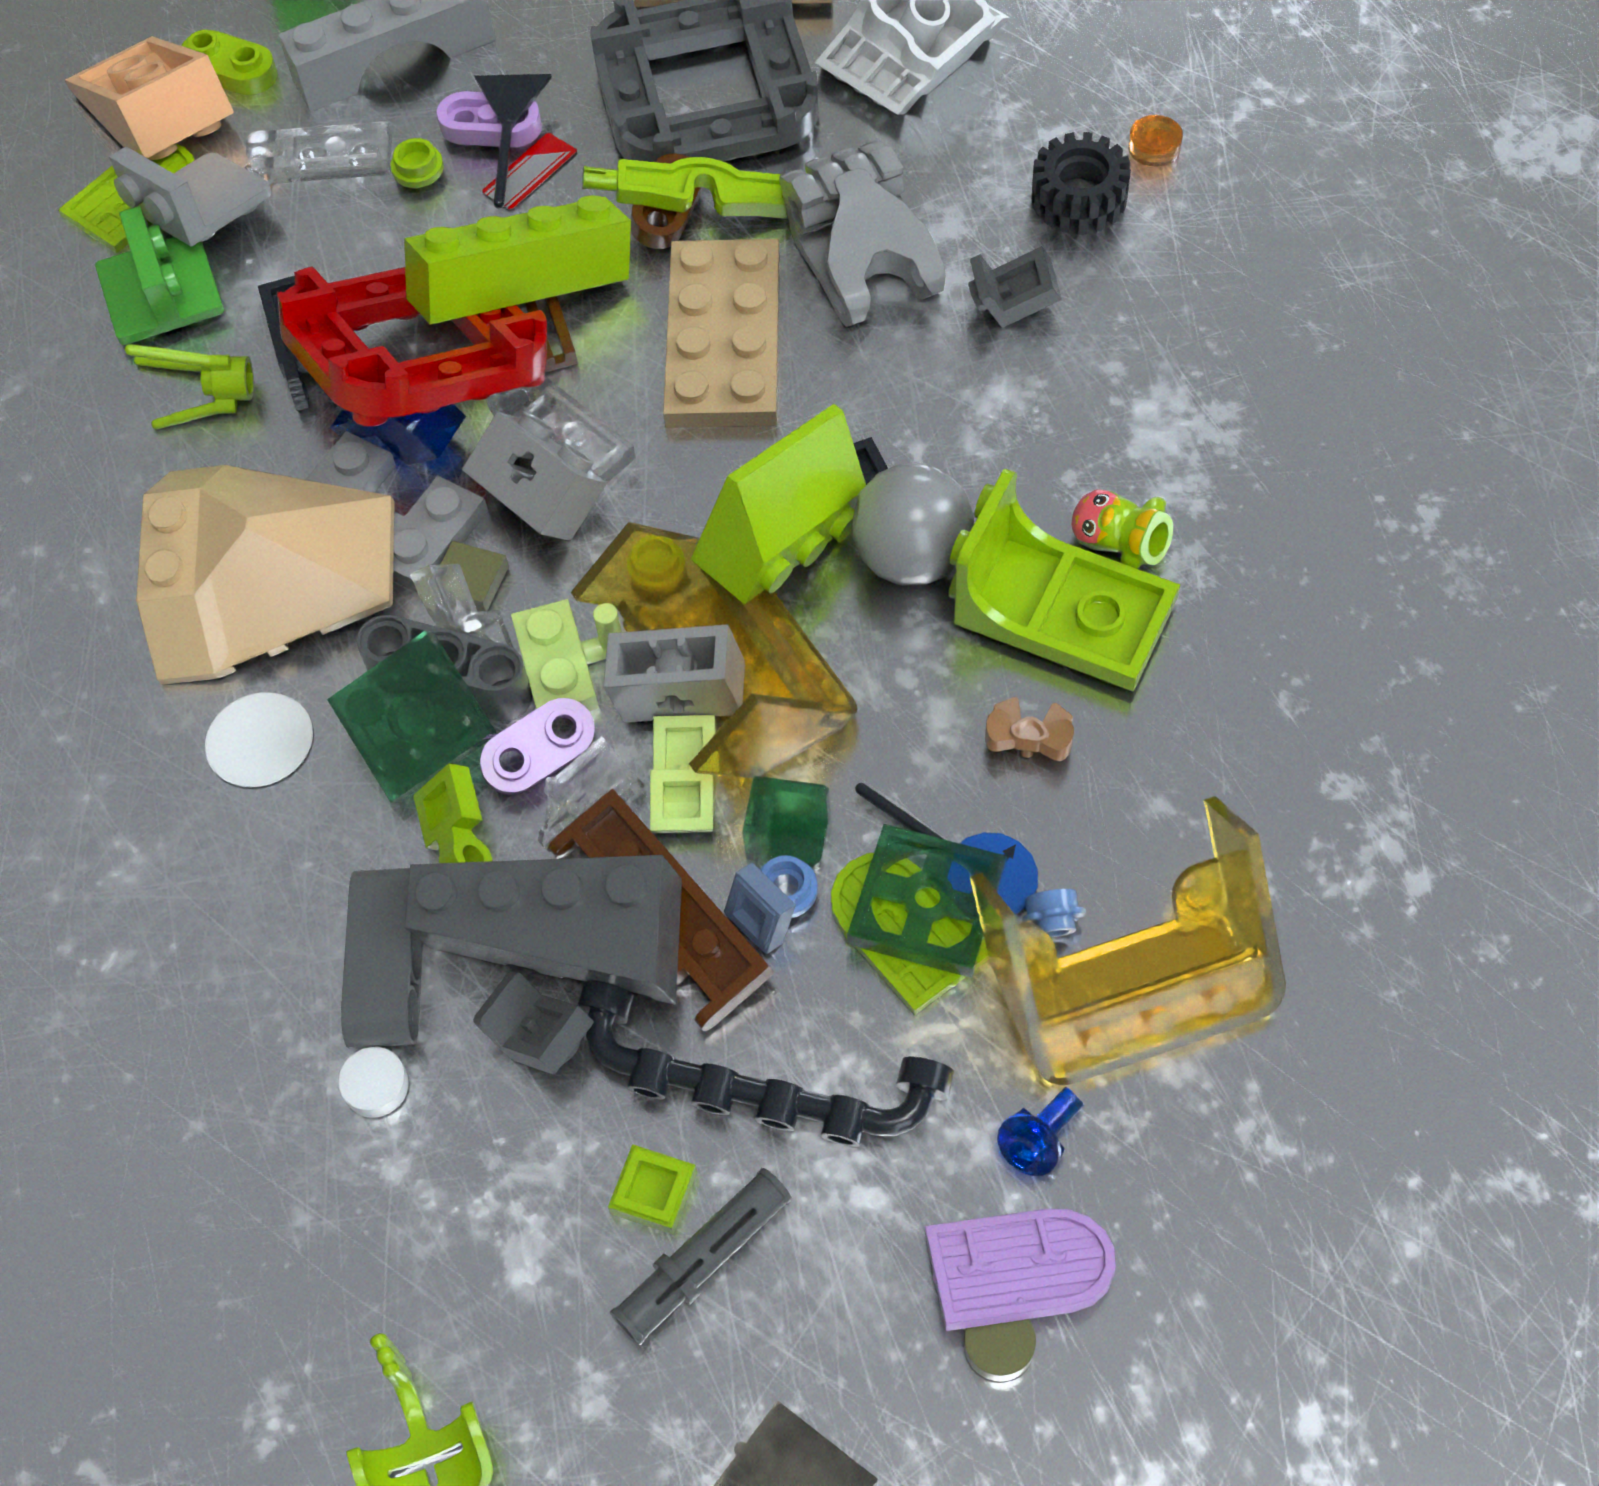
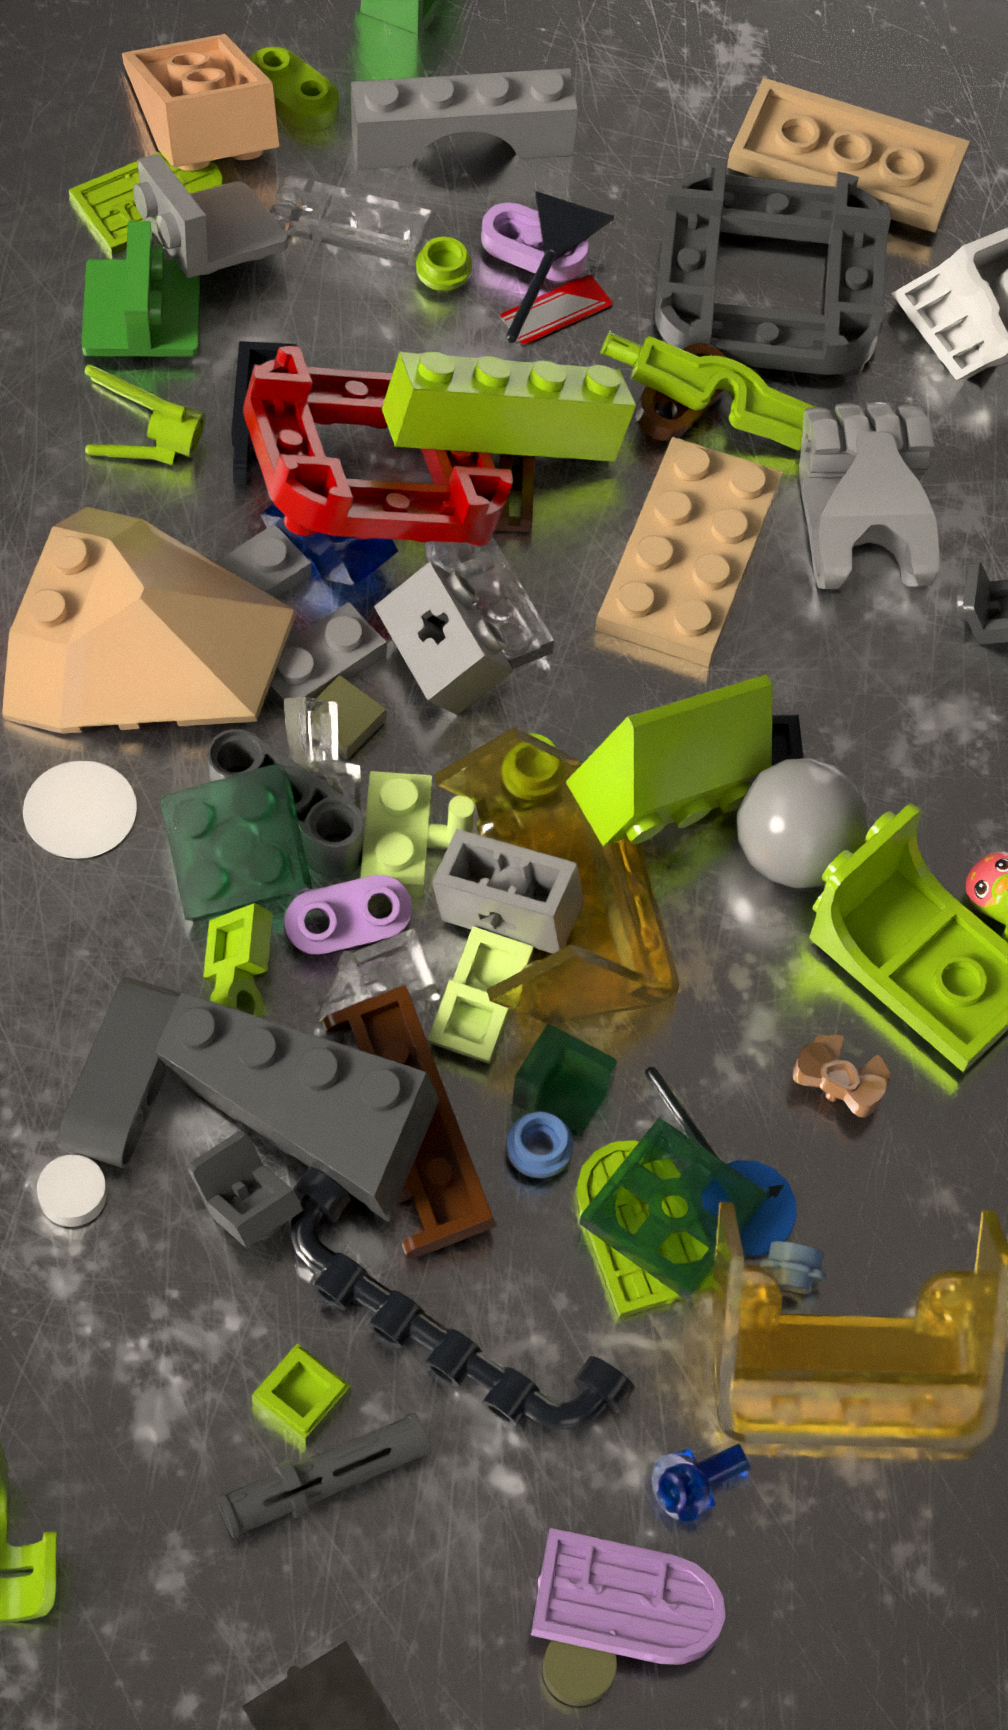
camera: 10 degrees right, 0 degrees up
(759, 908) = (505, 1156): sand blue tile -> none

